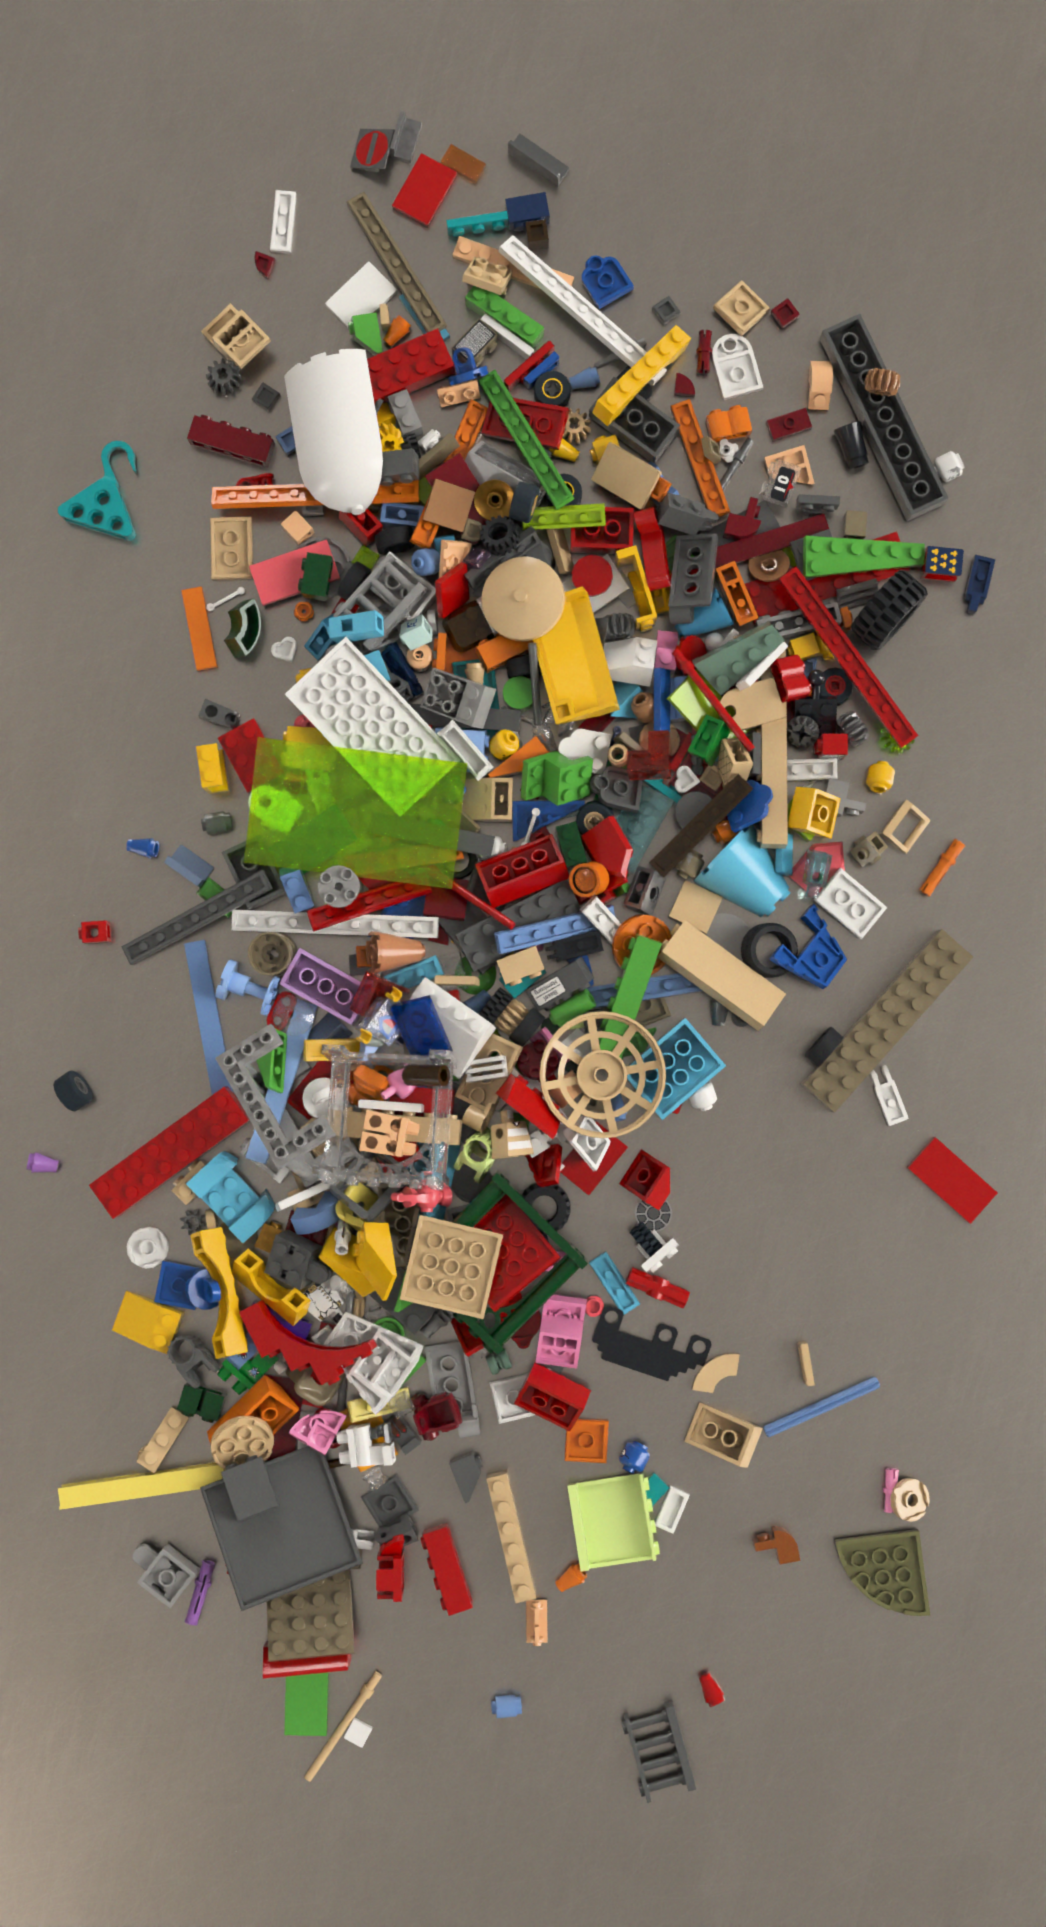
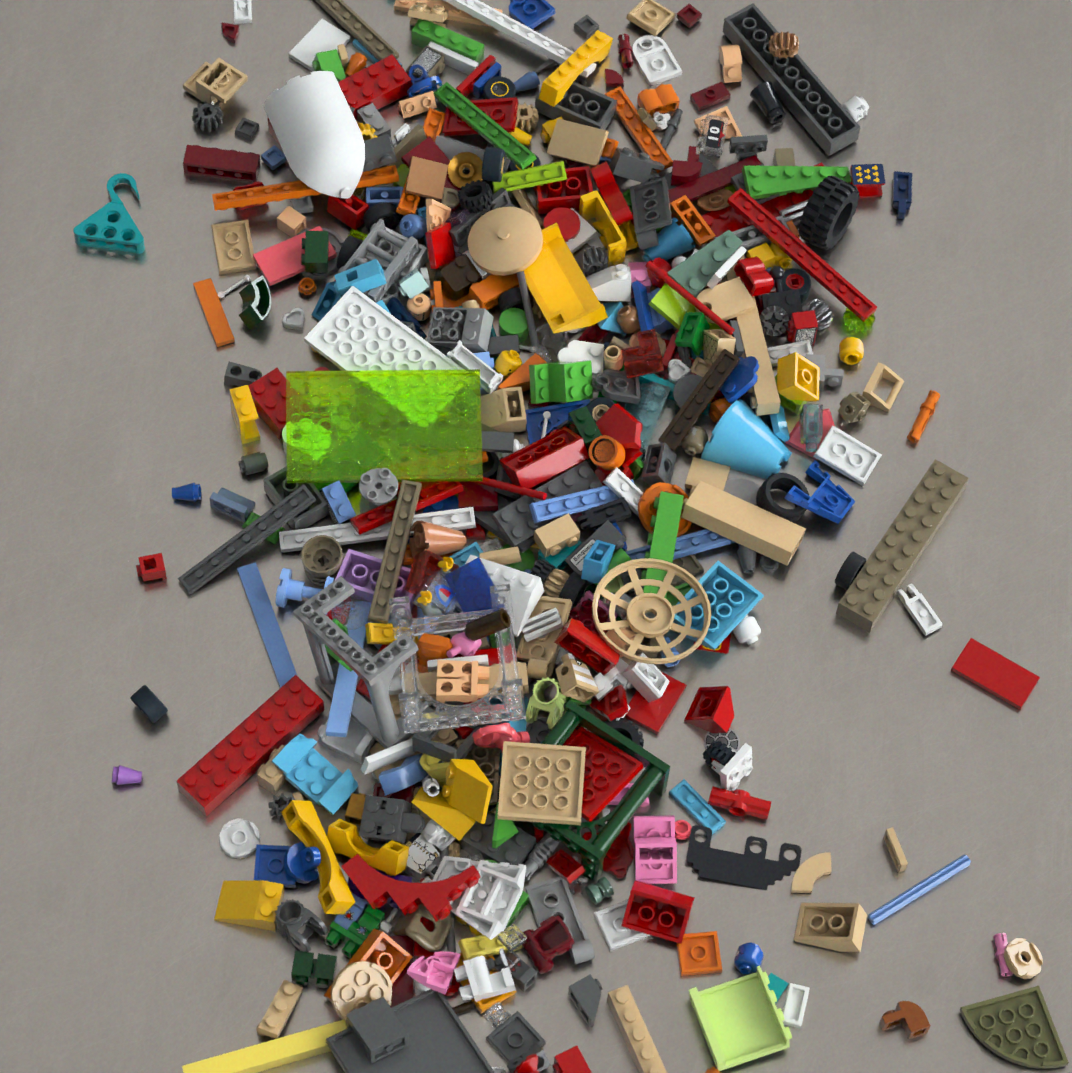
camera: 15 degrees left, 25 degrees down
(346, 960) = (394, 551): none -> dark tan tile
(557, 1006) = (597, 561): none -> dark azure slope

